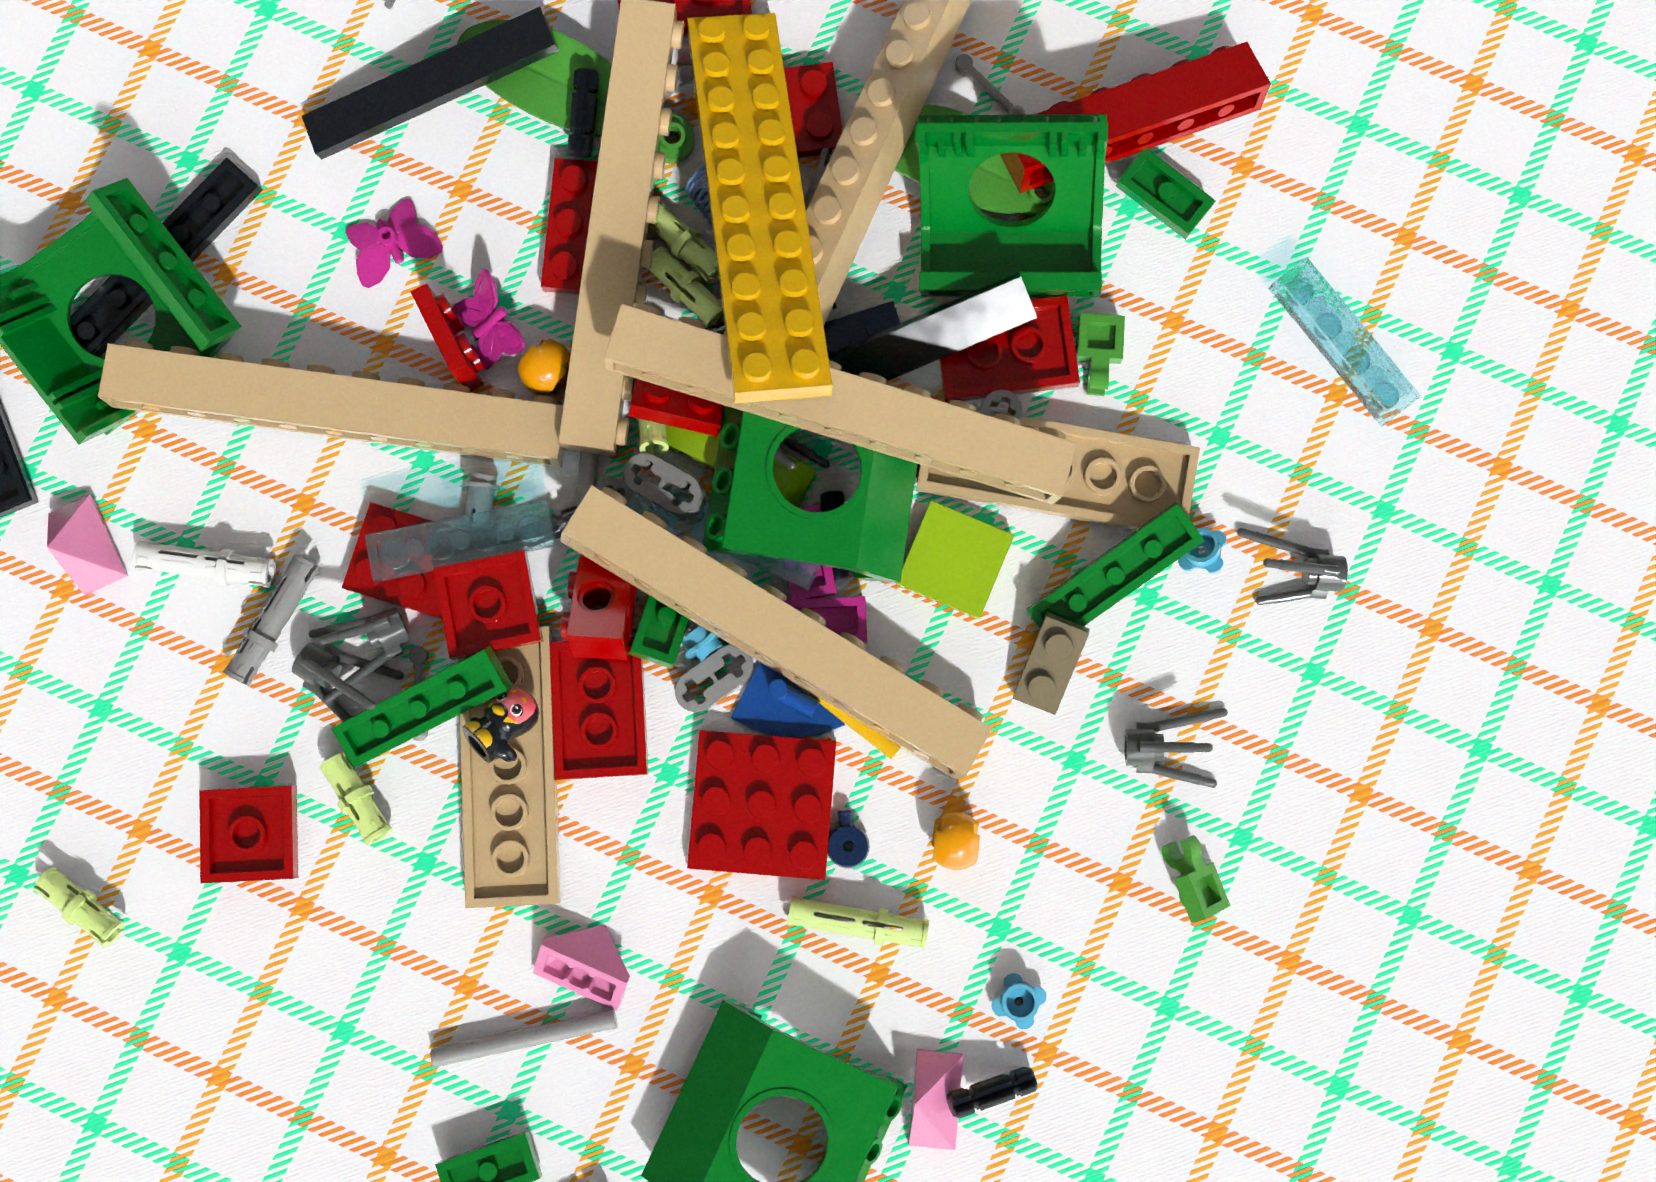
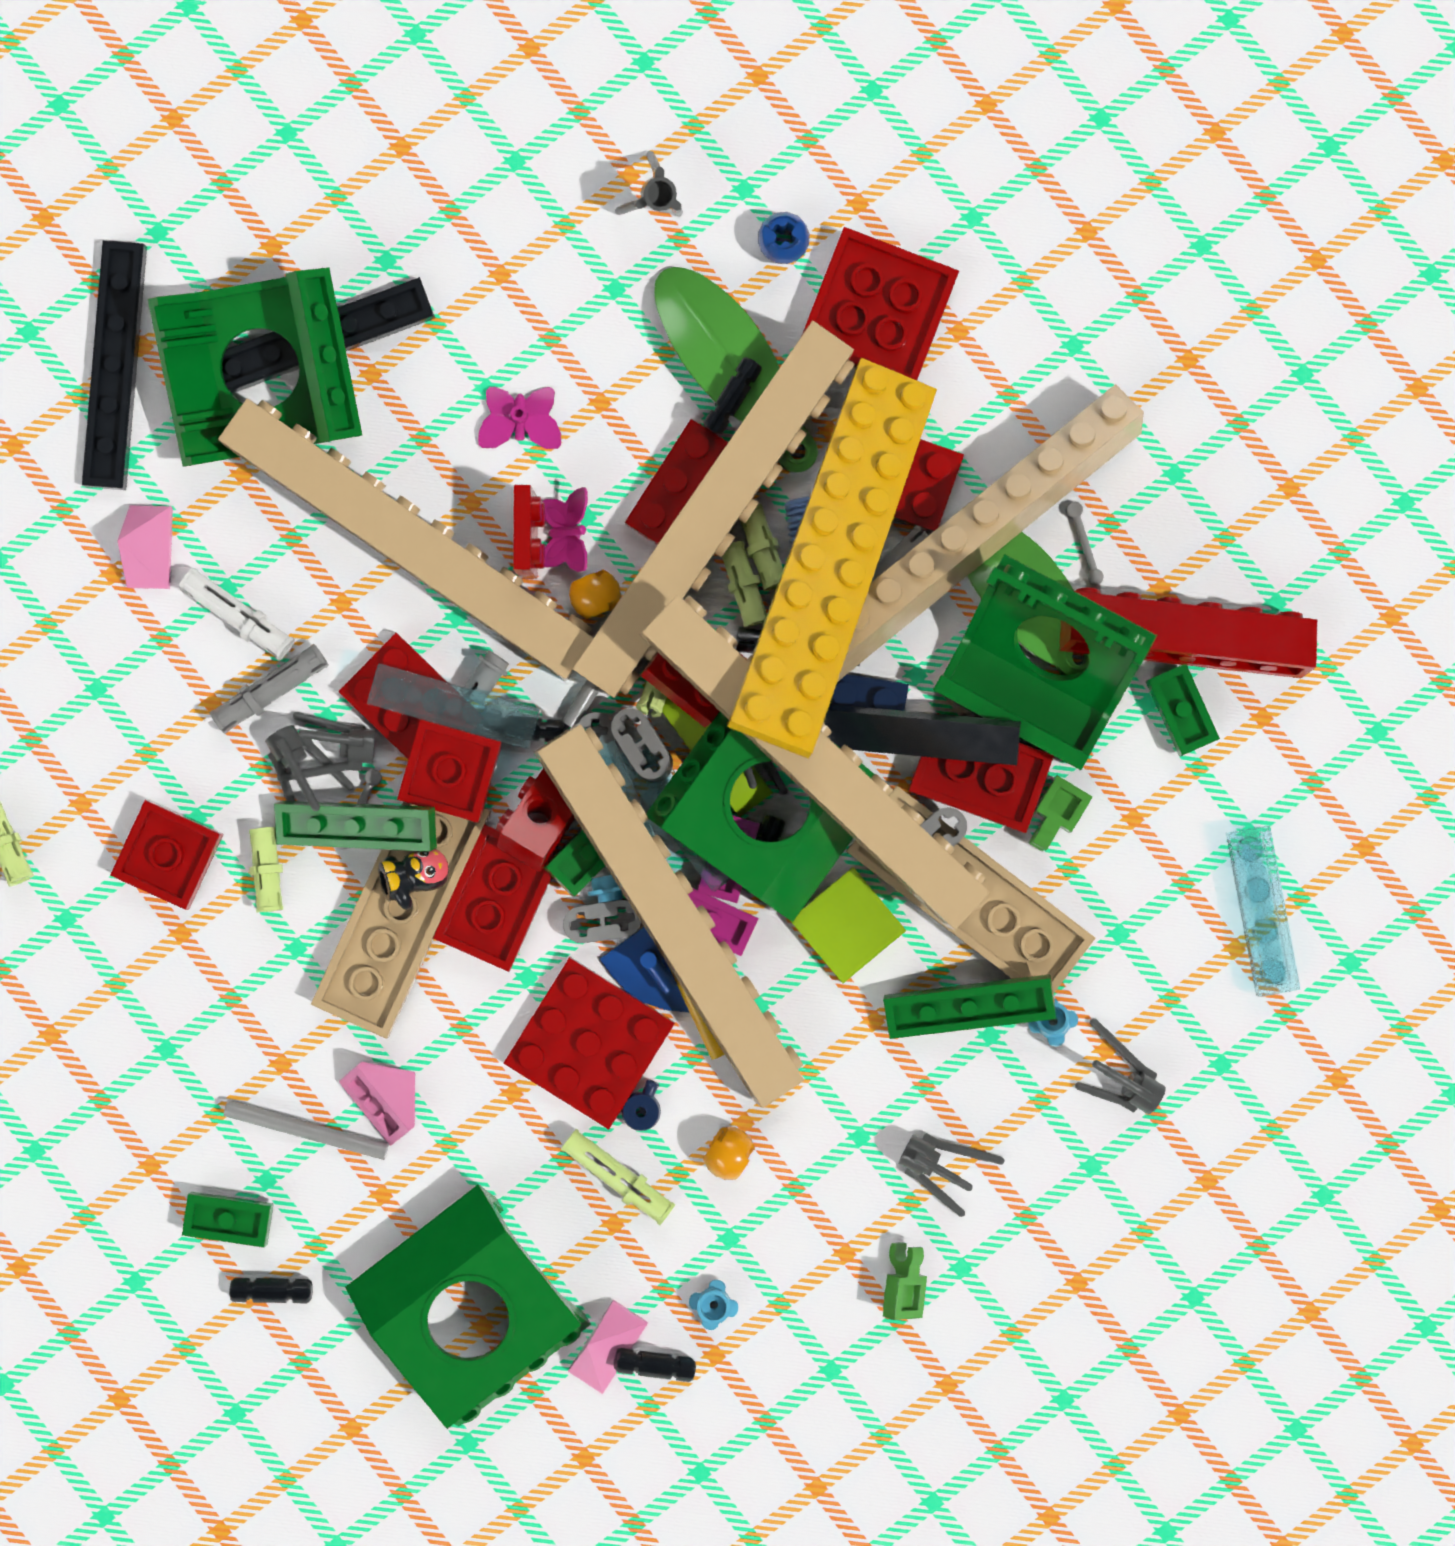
camera: 30 degrees right, 5 degrees up
(430, 83) = (619, 303): black tile -> none
(1051, 663) = (880, 1050): dark tan plate -> none

